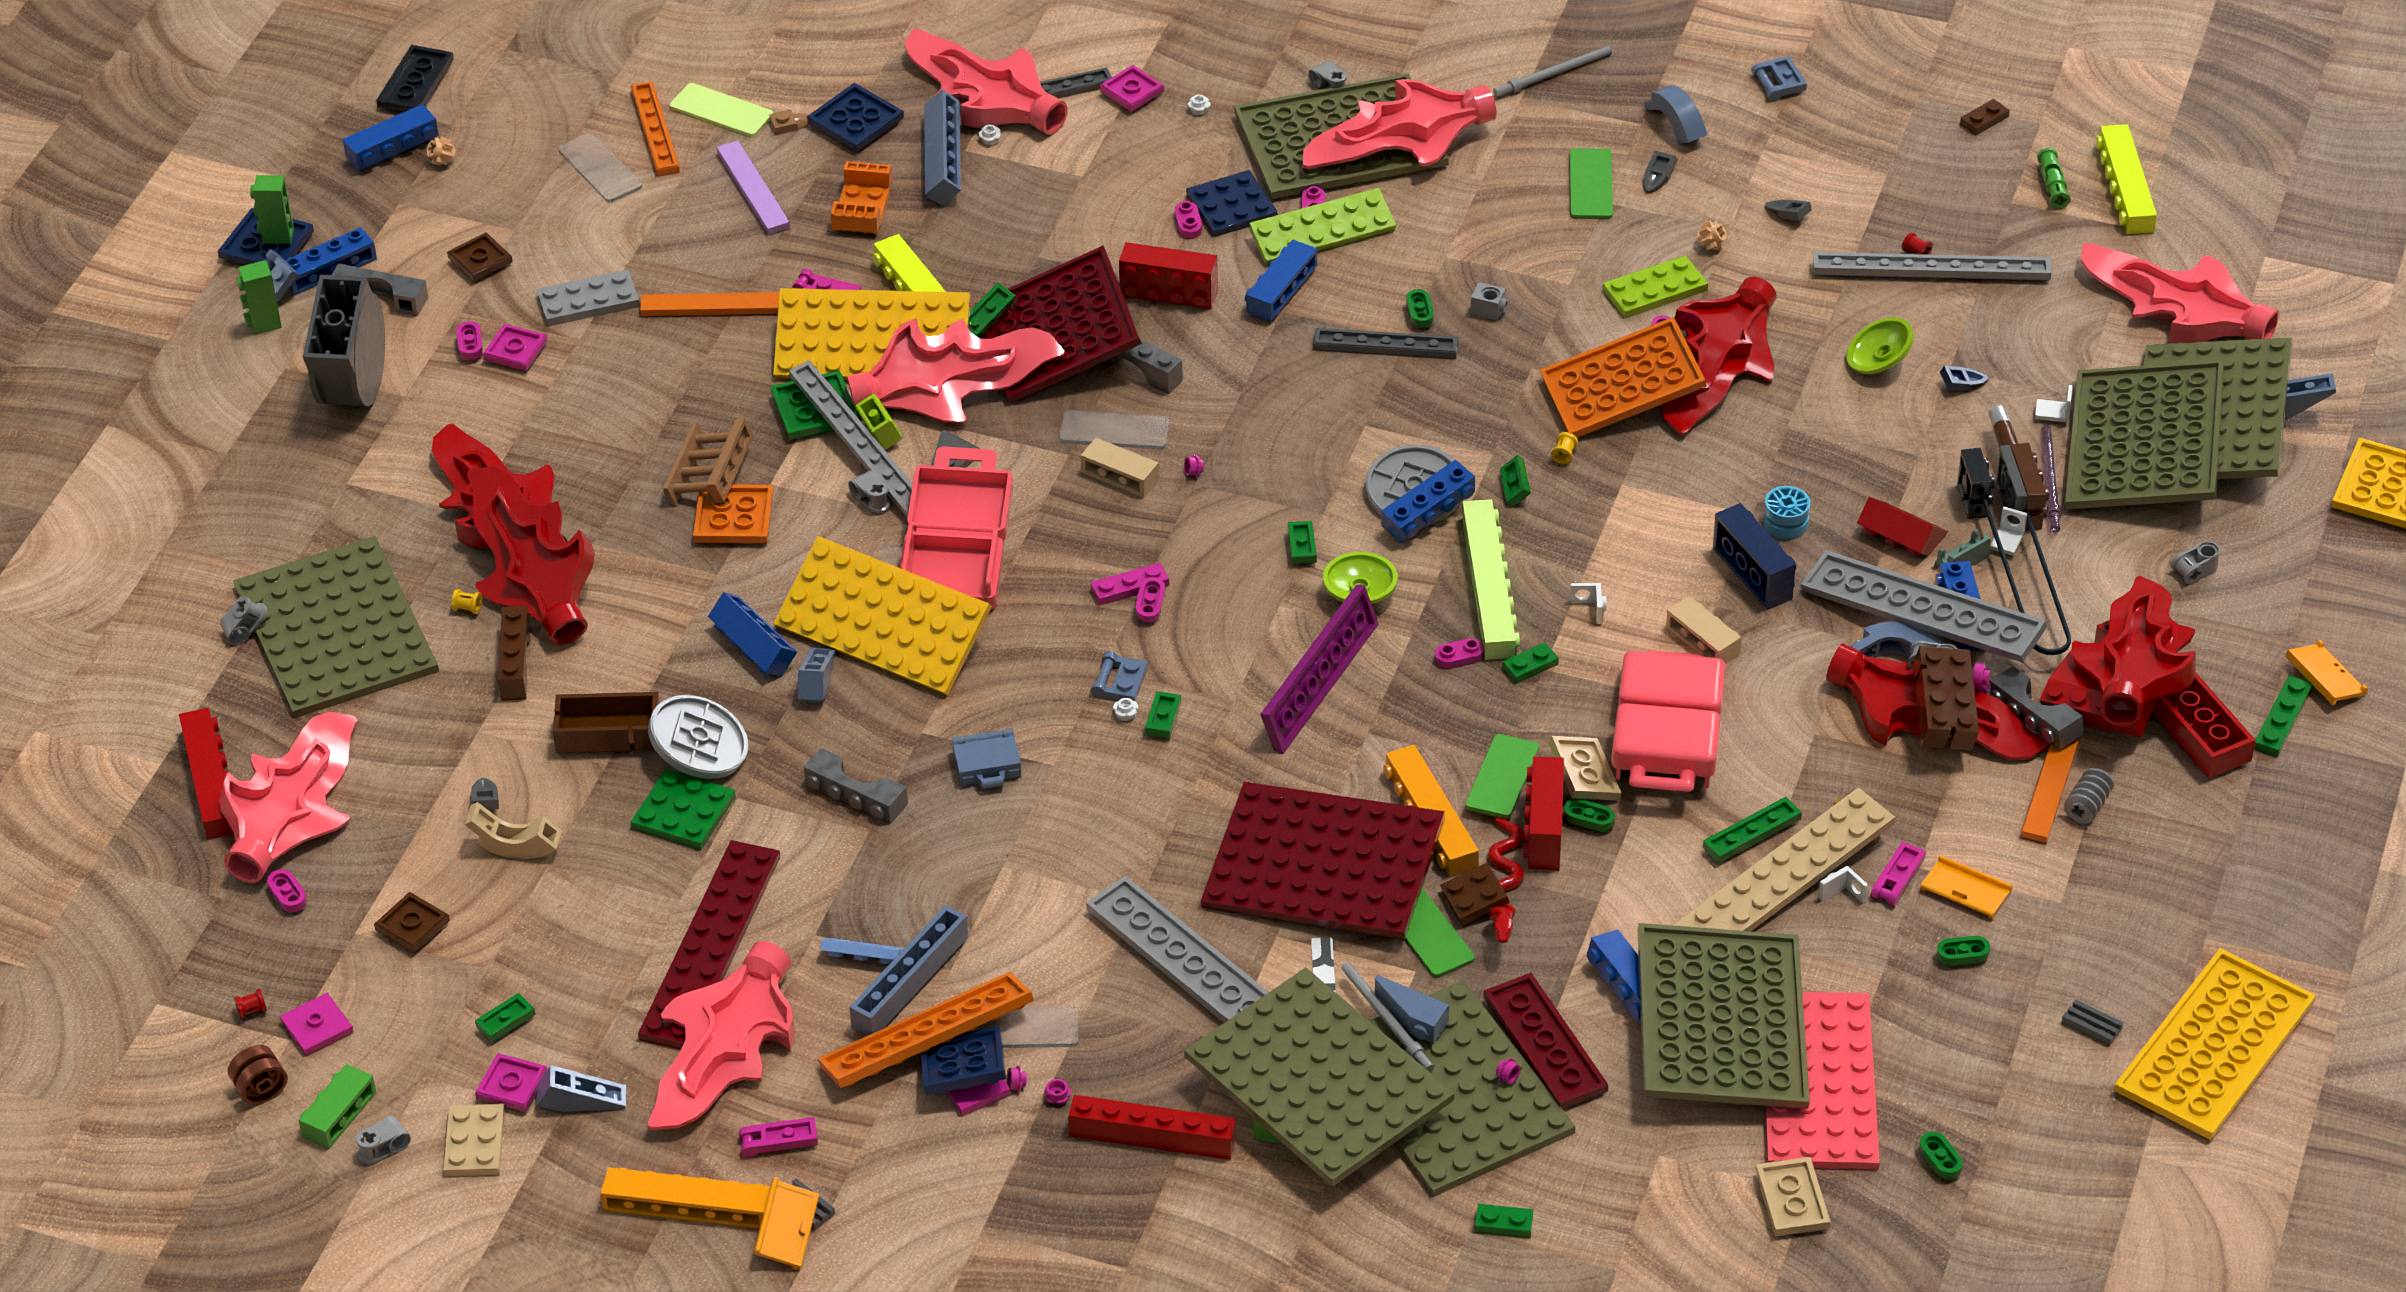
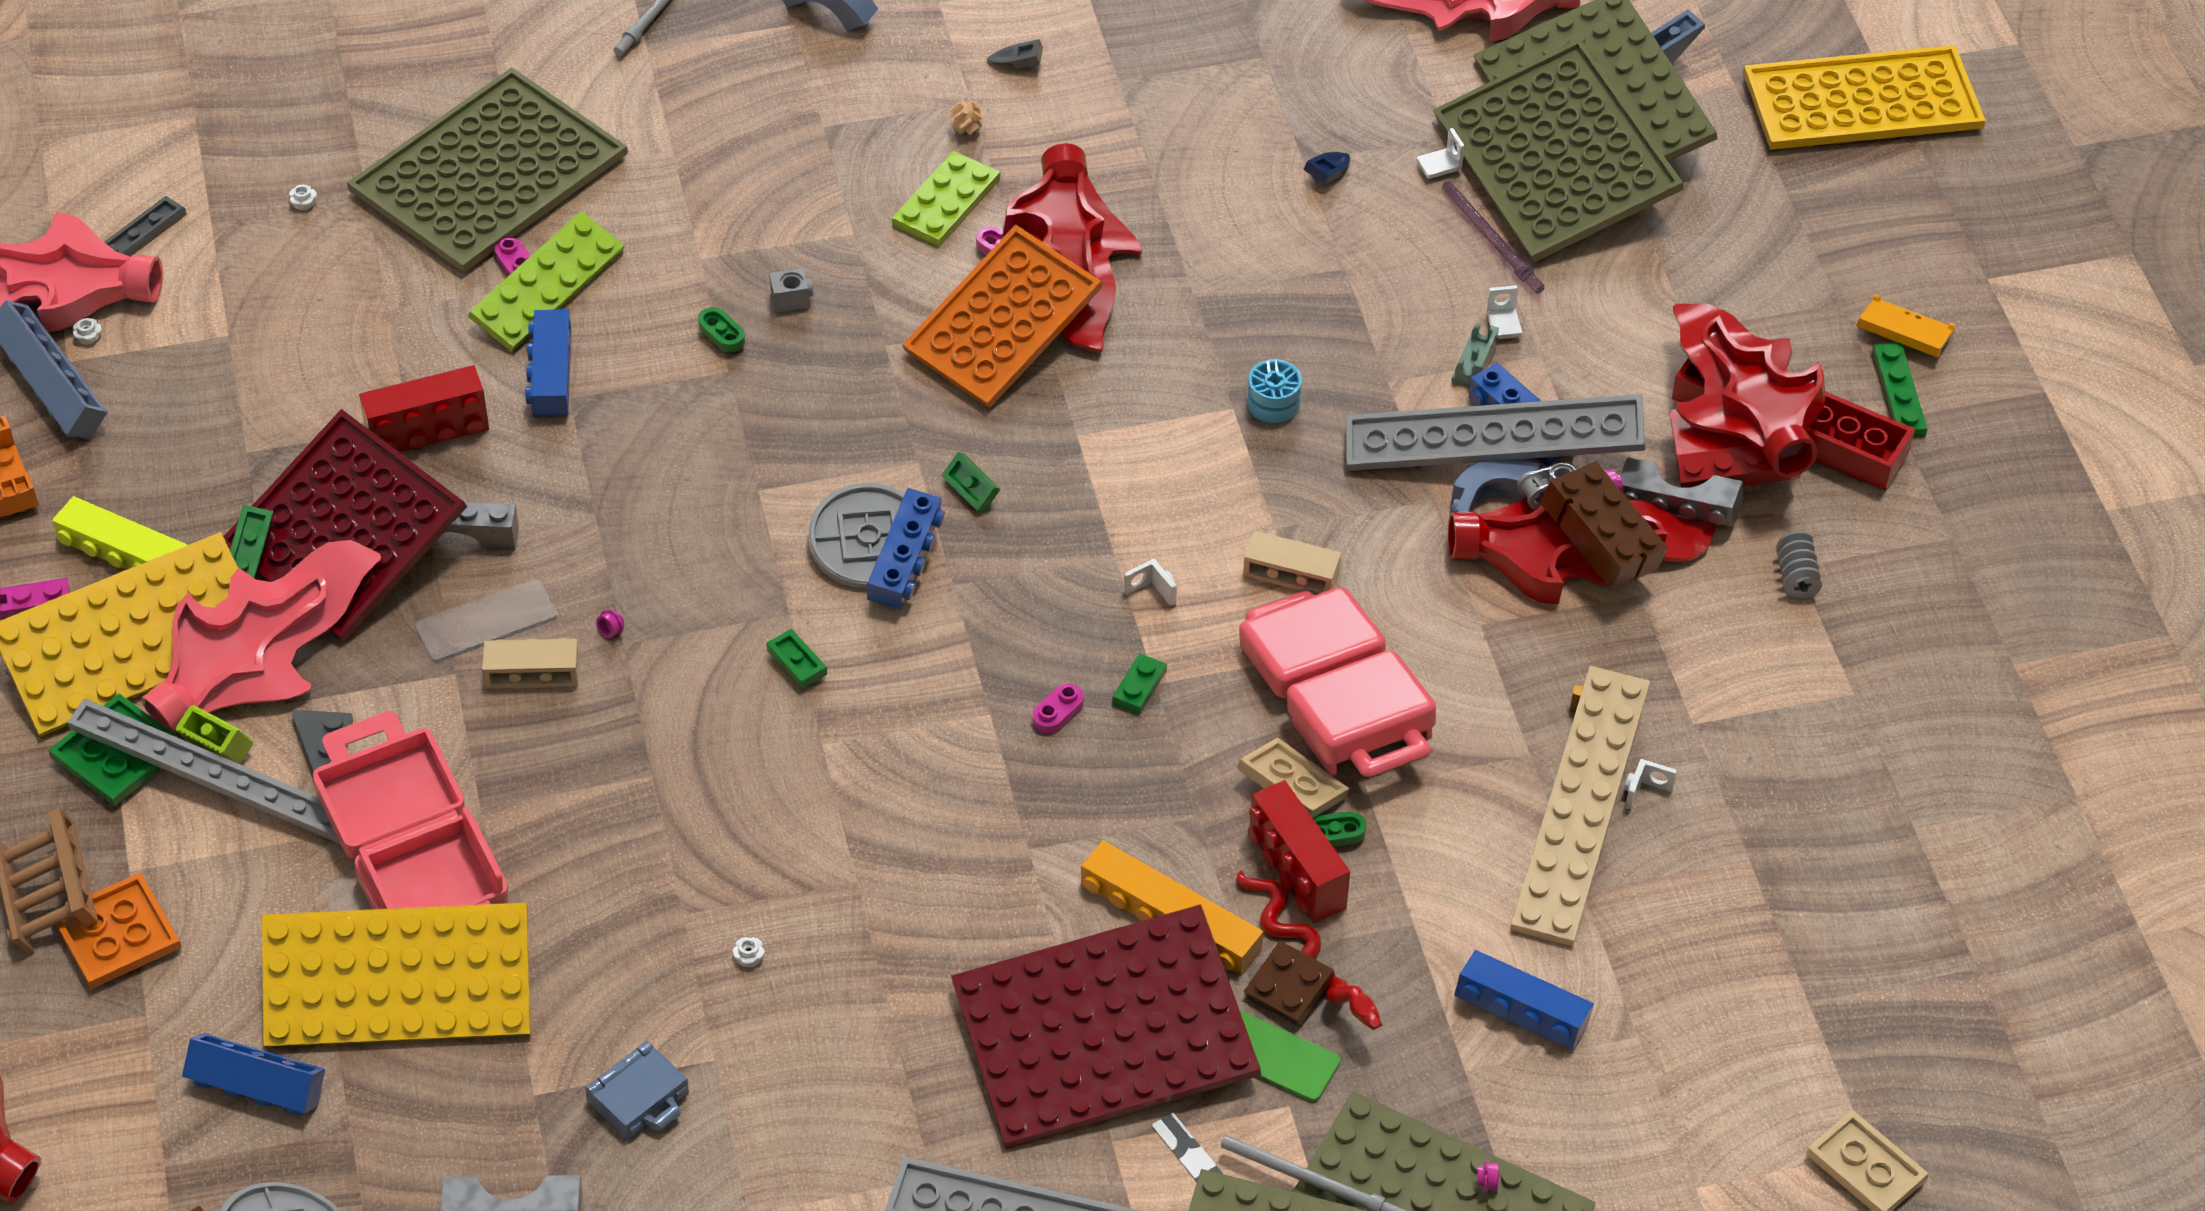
camera: 35 degrees left, 5 degrees up
(815, 674) = (363, 1084): sand blue slope -> none
(870, 492) = (263, 826): light grey piece -> none
(1126, 583) = (640, 797): dark pink plate -> none
(1127, 681) = (723, 912): sand blue plate -> none
(1132, 88) = (213, 208): dark pink plate -> none
(1148, 601) = (683, 808): dark pink plate -> none
(1163, 714) = (797, 938): green plate -> none
(1188, 220) = (384, 331): dark pink plate -> none
(1231, 203) = (423, 296): dark blue plate -> none
(1319, 669) = (933, 801): magenta plate -> none
(1327, 75) = (425, 106): light grey piece -> none
(1360, 569) = (898, 672): lime dish -> none
(1386, 343) = (711, 385): dark grey tile -> none
(1415, 1011) = (1346, 1158): sand blue slope -> none
(1419, 122) = (569, 119): coral piece -> none
(1489, 579) = (1029, 608): yellowish green brick -> none
(1502, 776) = (1211, 830): bright green piece -> none
(1545, 1040) = (1489, 1117): dark red plate -> none
(1565, 445) = (993, 421): yellow bush -> none
(1591, 183) = (792, 112): bright green piece -> none
(1658, 170) = (855, 68): dark grey plate -> none
(1722, 1016) = (1656, 996): olive plate -> none
(1752, 829) = (1508, 764): green plate -> none
(1754, 556) = (1284, 455): dark blue brick -> none
(1842, 1115) = (1786, 1015): coral plate -> none
(1880, 345) = (1225, 156): lime dish -> none
(1898, 873) = (1685, 740): dark pink plate -> none
(1900, 527) = (1396, 356): red slope -> none
(1916, 245) = (1176, 42): red bush -> none
(1932, 266) = (1204, 58): light grey plate -> none
(1943, 1160) = (1968, 1038): green plate -> none
(1963, 950) = (1809, 797): green plate -> none
(1967, 886) = (1757, 722): light orange door -> none
(2020, 489) = (1480, 259): piece -> none
(2049, 792) = (1754, 580): orange tile -> none
(2094, 1019) = (1987, 807): dark grey tile -> none
(2198, 561) = (1700, 262): light grey piece -> none
(2215, 1043) = (2117, 776): yellow plate -> none

